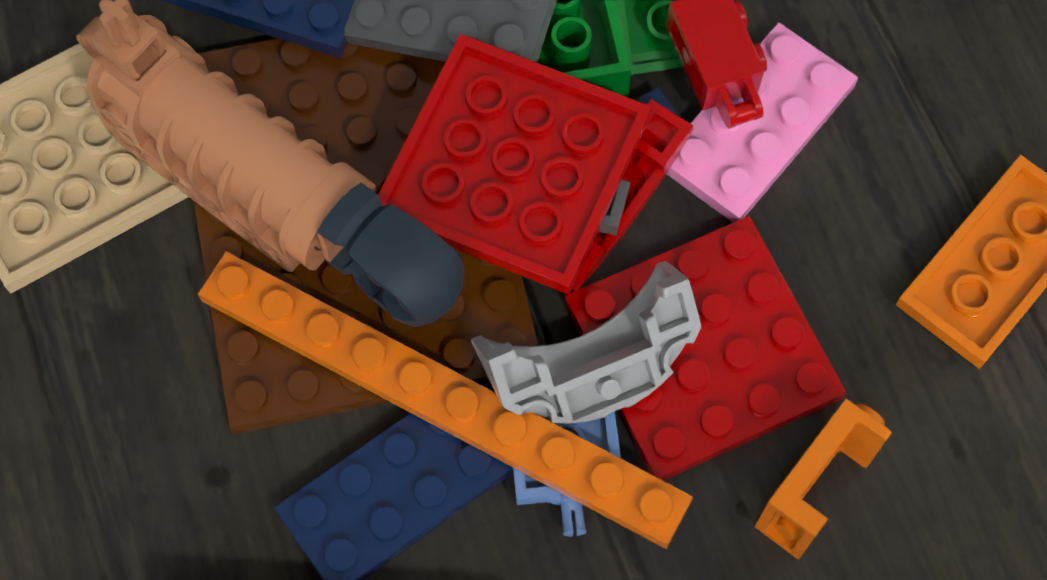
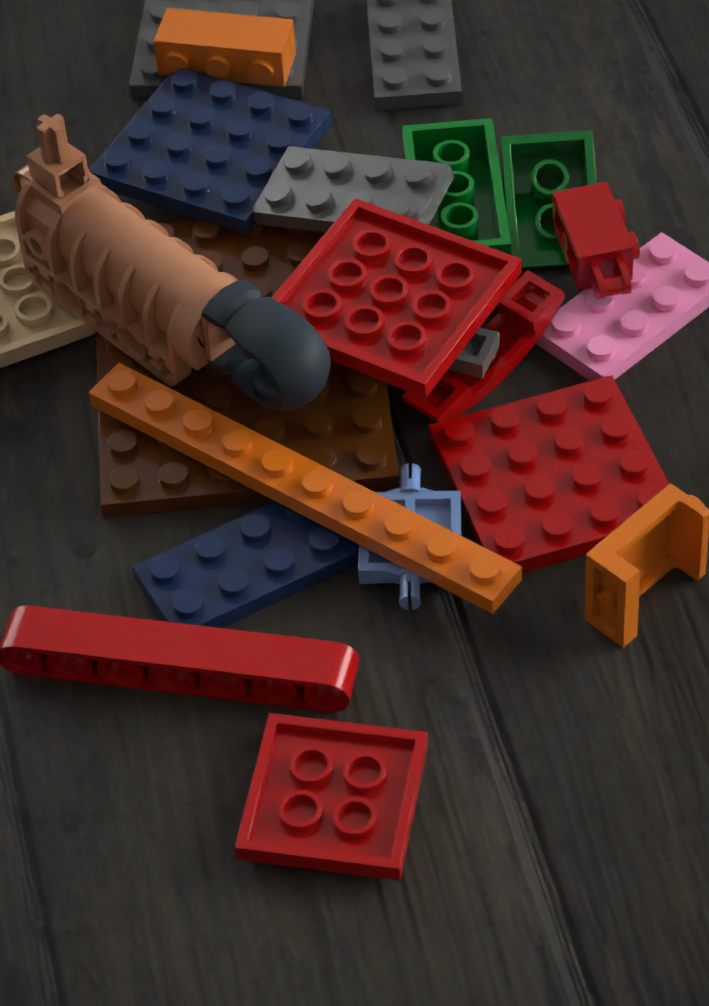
camera: 10 degrees right, 20 degrees down
(601, 368) = (453, 473): light grey windscreen -> none

